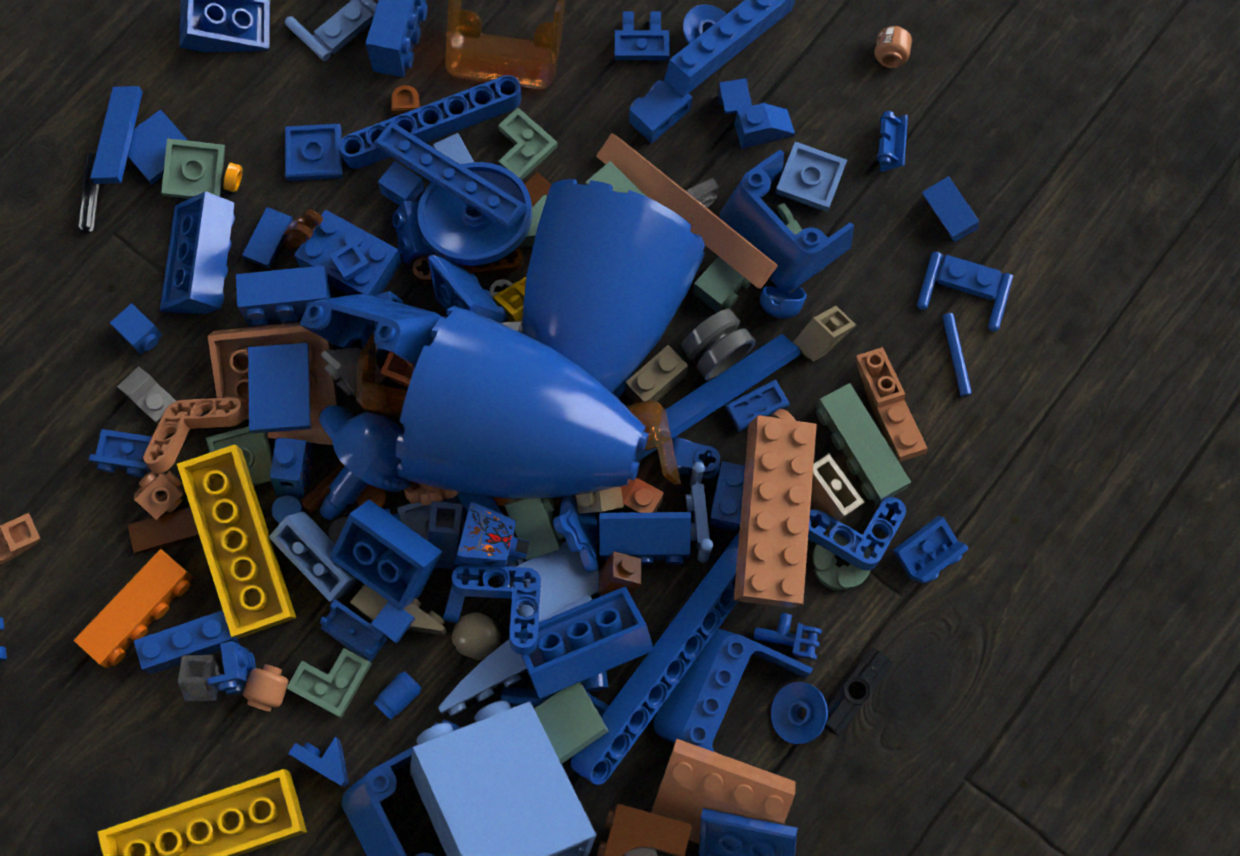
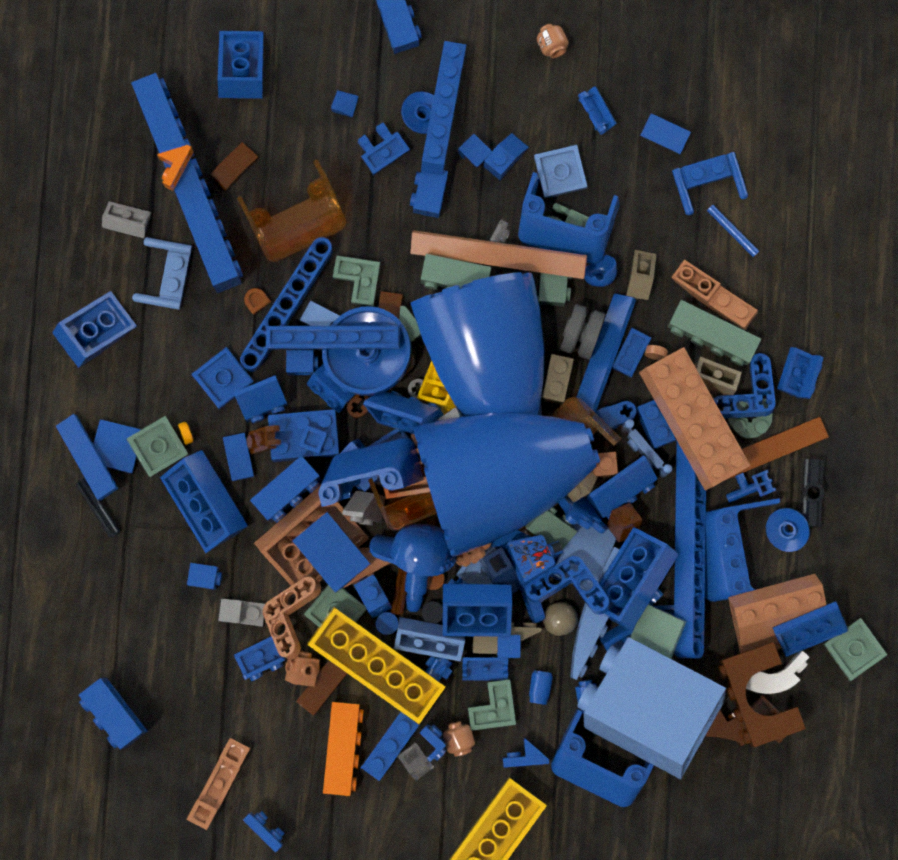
camera: 35 degrees left, 10 degrees up
(303, 594) = (438, 667): none -> blue gear
(332, 188) = (261, 400): none -> blue slope
(851, 615) = (784, 443): none -> dark orange tile

